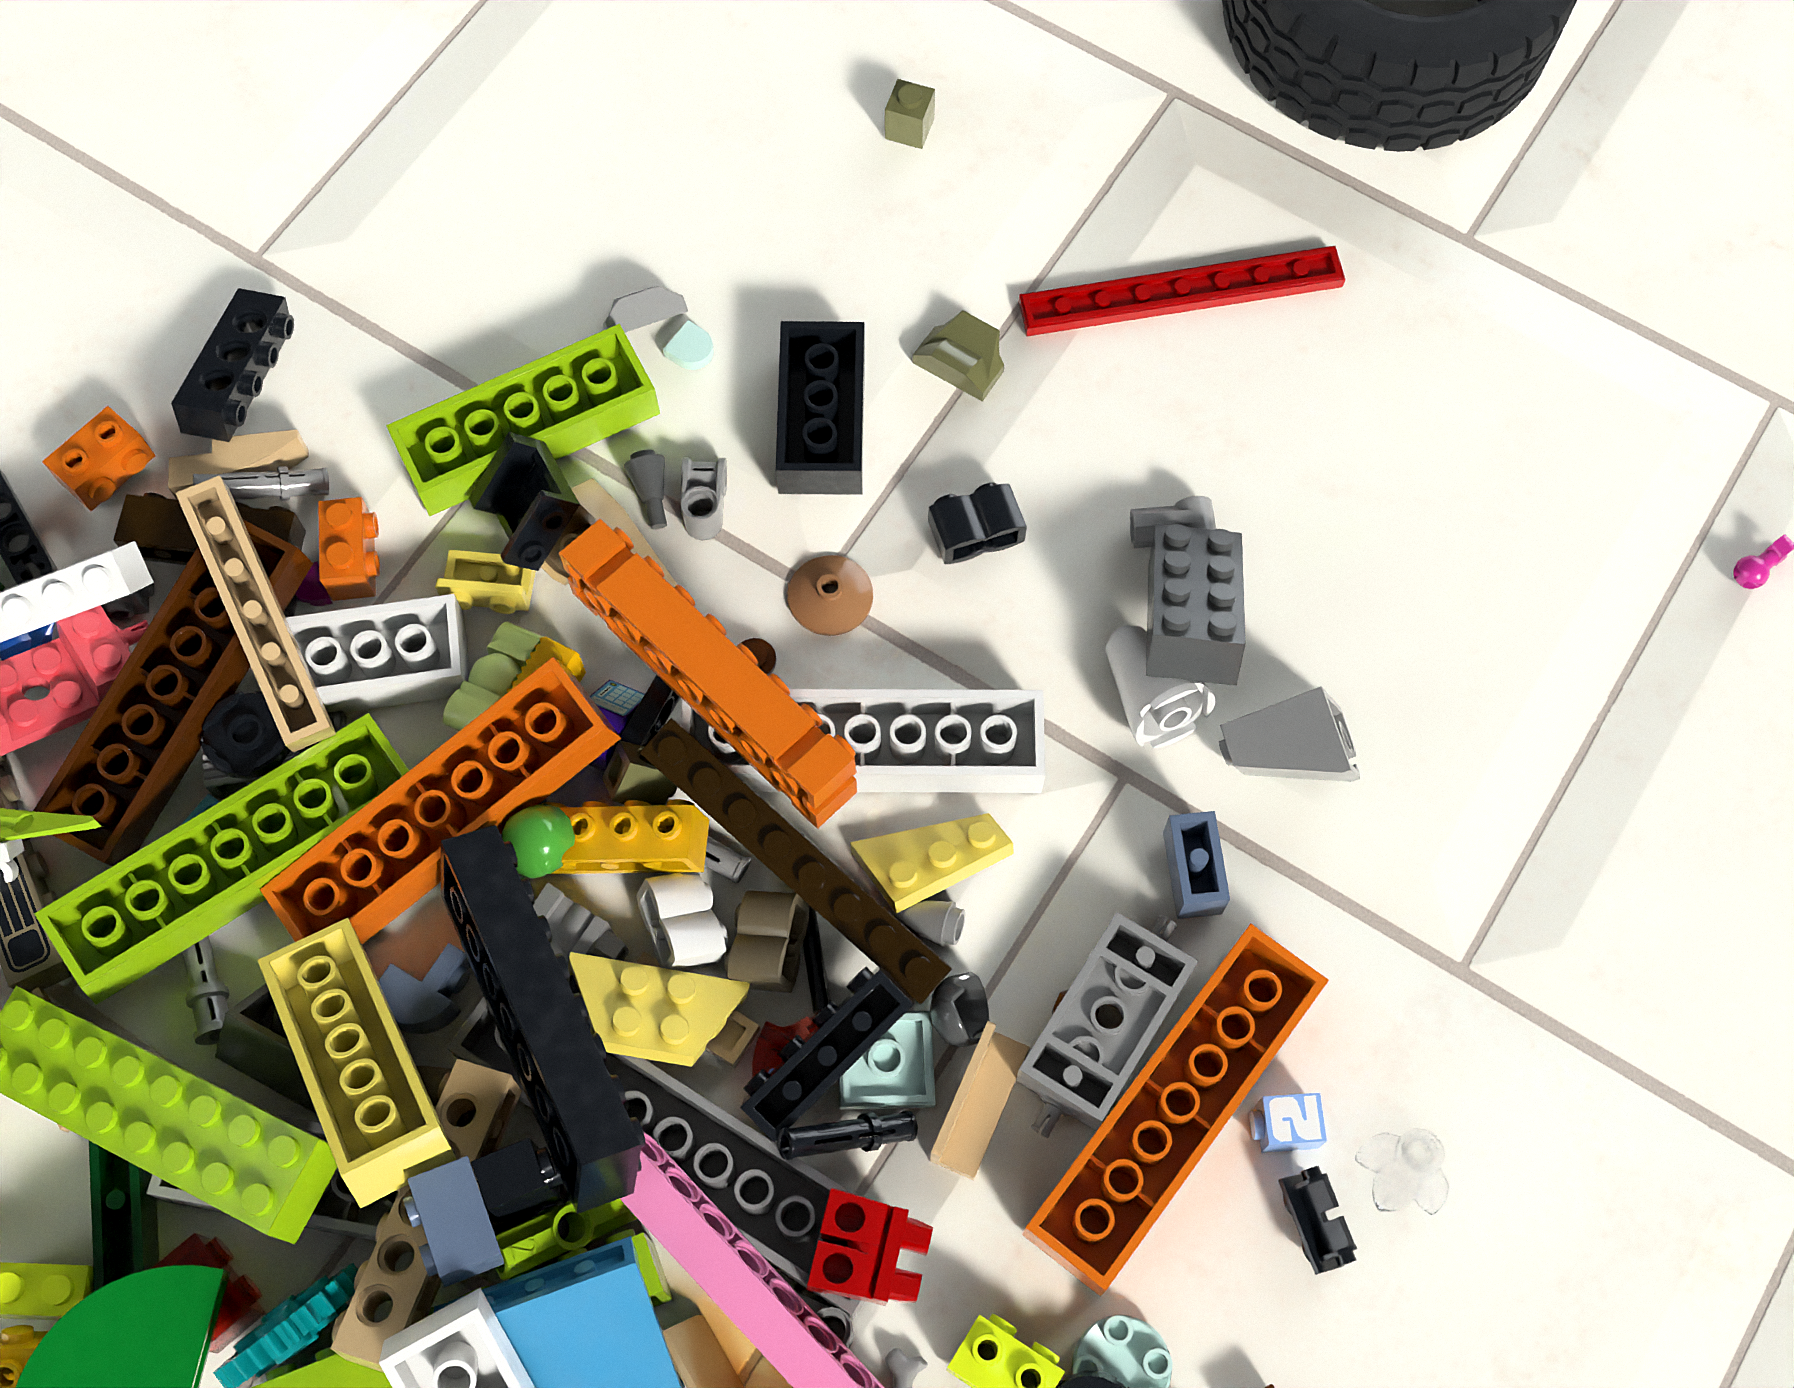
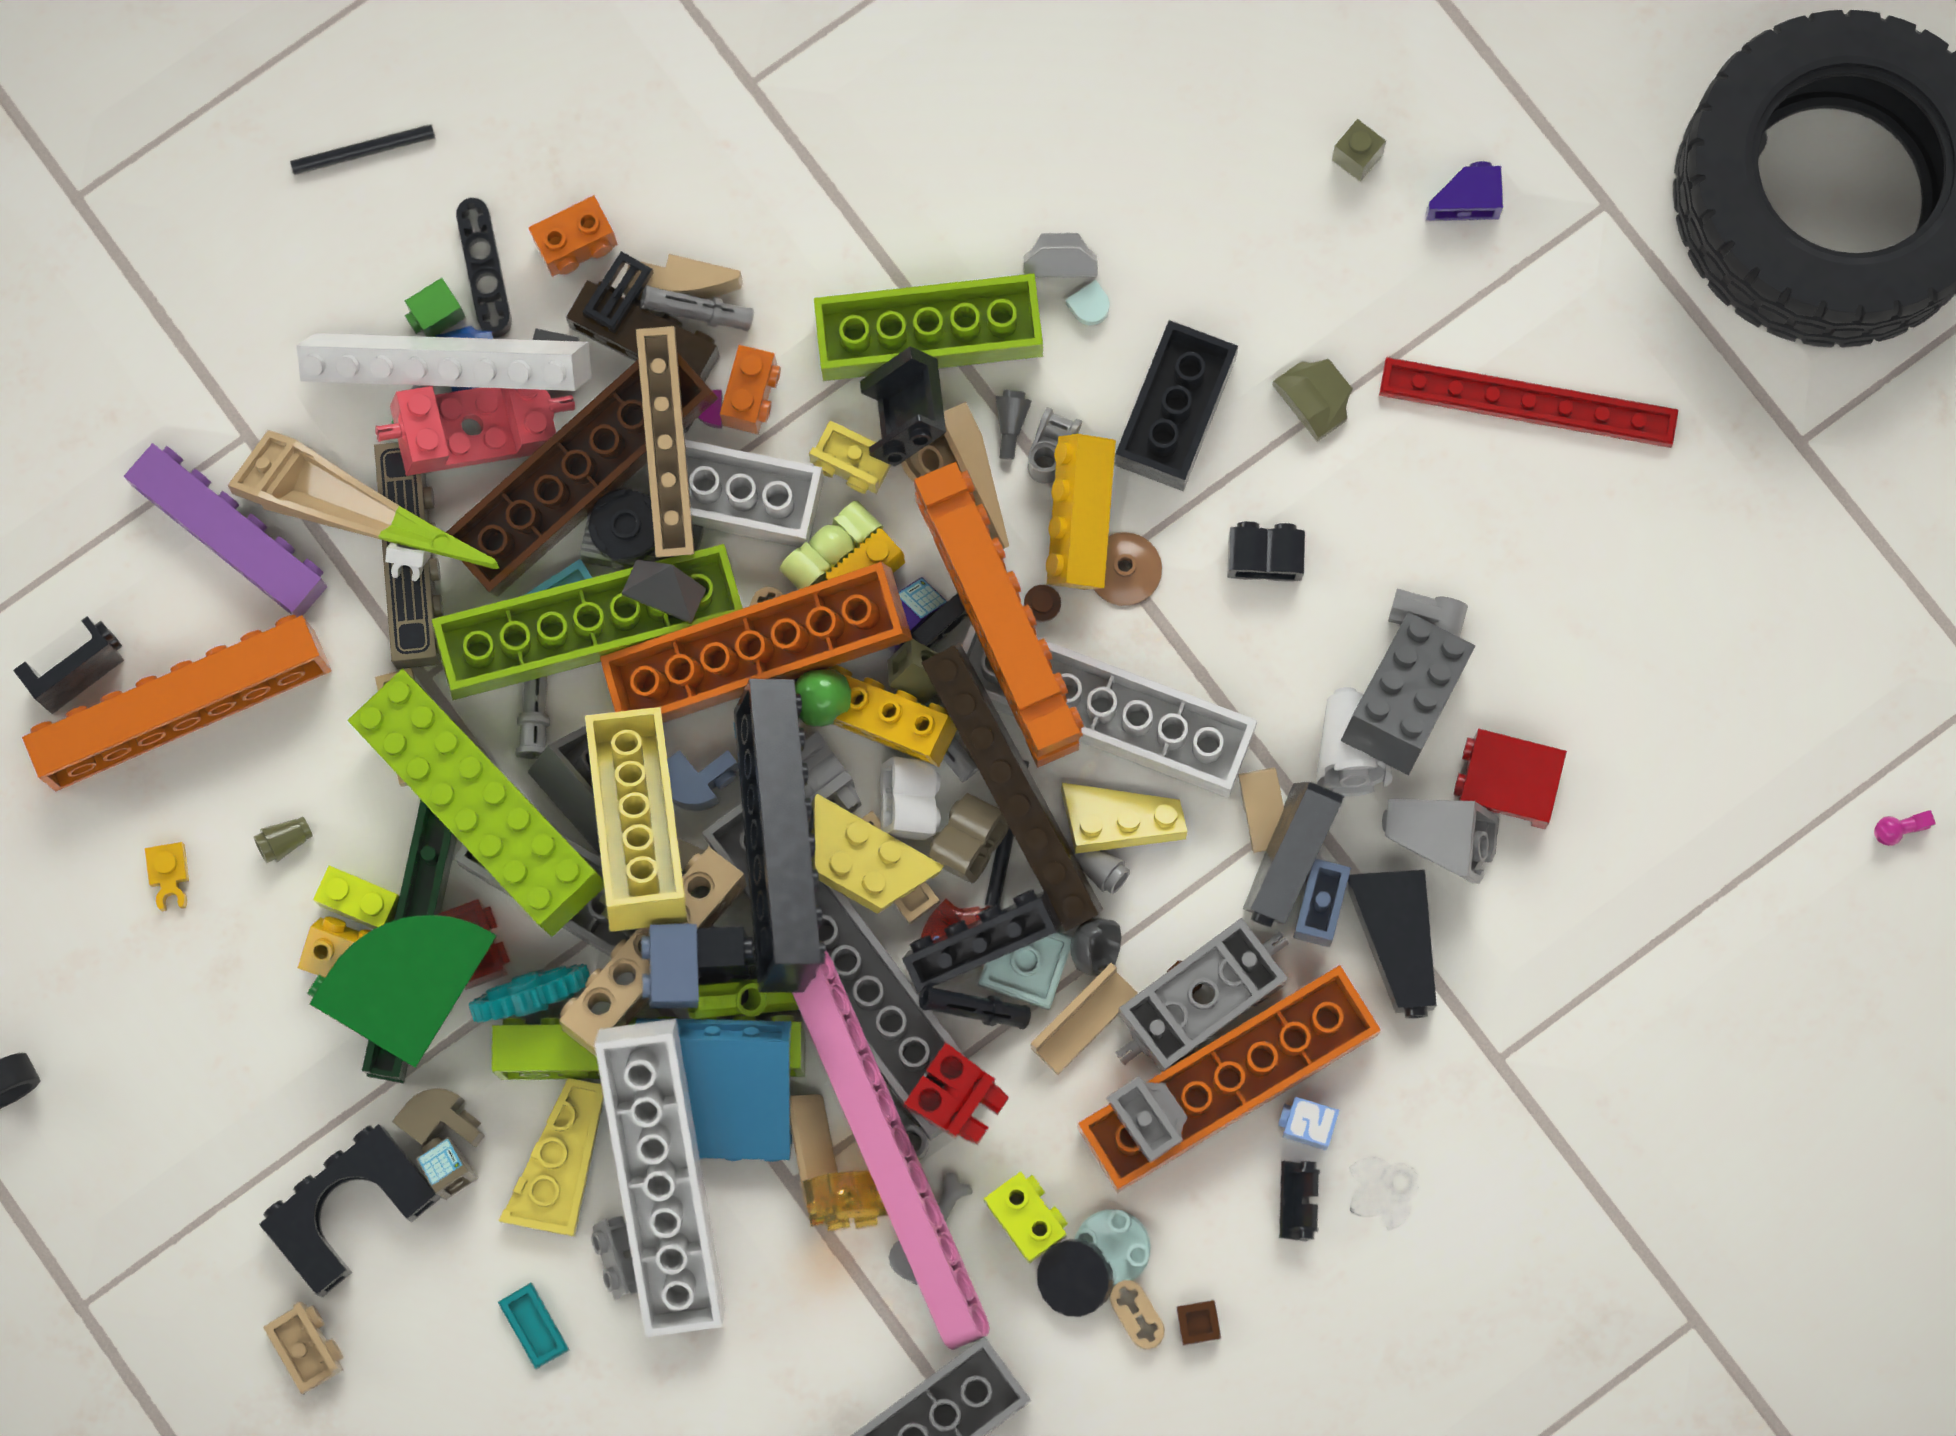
camera: 25 degrees right, 10 degrees up
(150, 482) = (602, 318): none -> black tile
(233, 365) = (731, 148): black brick -> none
(312, 783) = (664, 589): none -> dark grey slope
(760, 545) = (1080, 511): none -> yellow brick
(1039, 120) = (1469, 195): none -> dark purple slope
(1087, 790) = (1261, 804): none -> tan slope
(1108, 1186) = (1149, 1116): none -> light grey slope
(1140, 818) = (1291, 852): none -> slope
(1294, 870) = (1398, 932): none -> black slope
(1342, 651) = (1511, 776): none -> red panel

